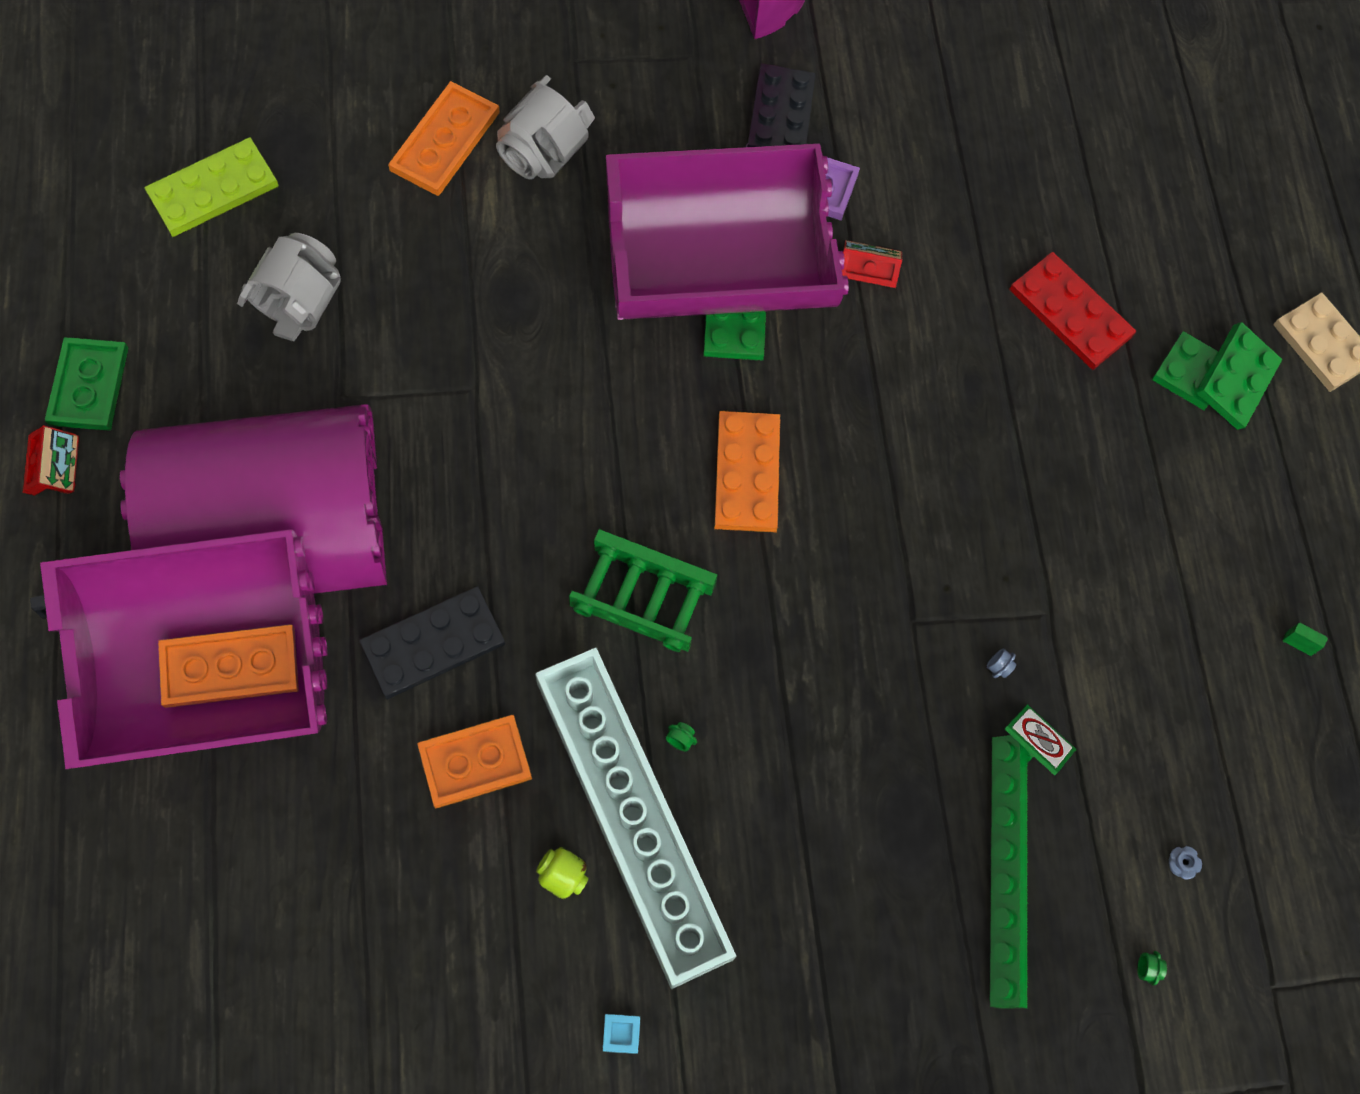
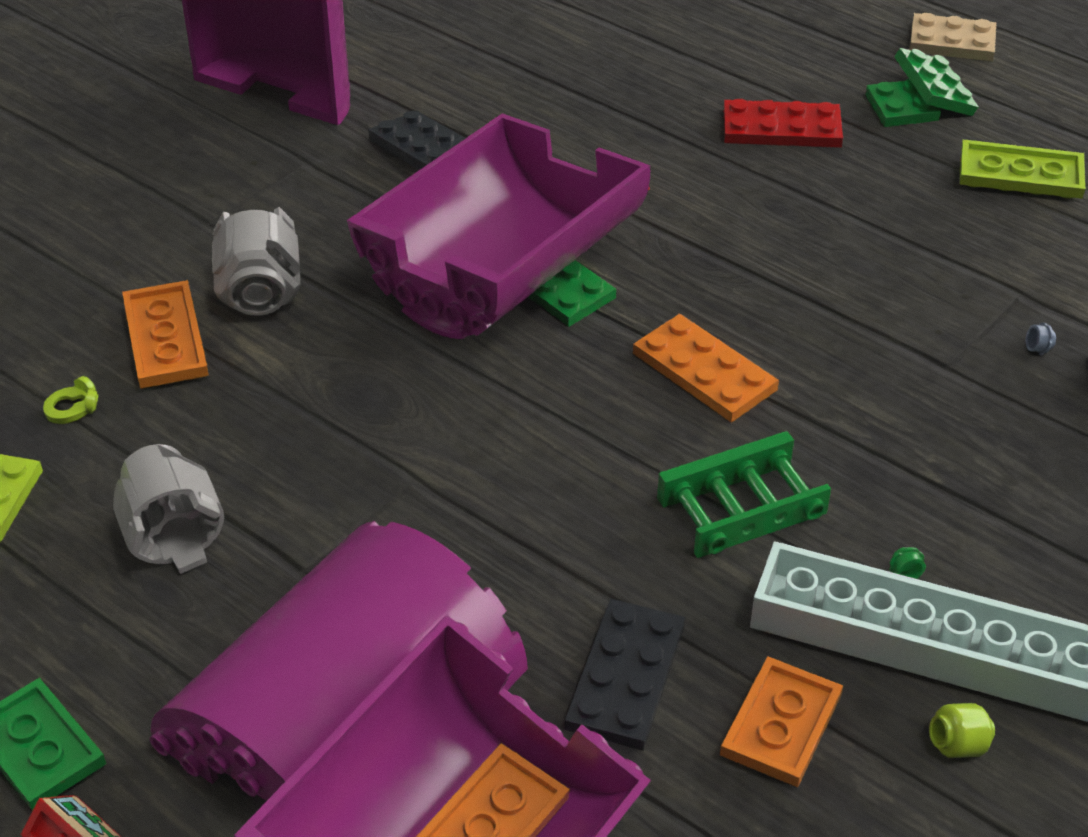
camera: 40 degrees left, 25 degrees down
(341, 157) = (82, 389): none -> lime piece
(1197, 513) = (1022, 169): none -> lime plate

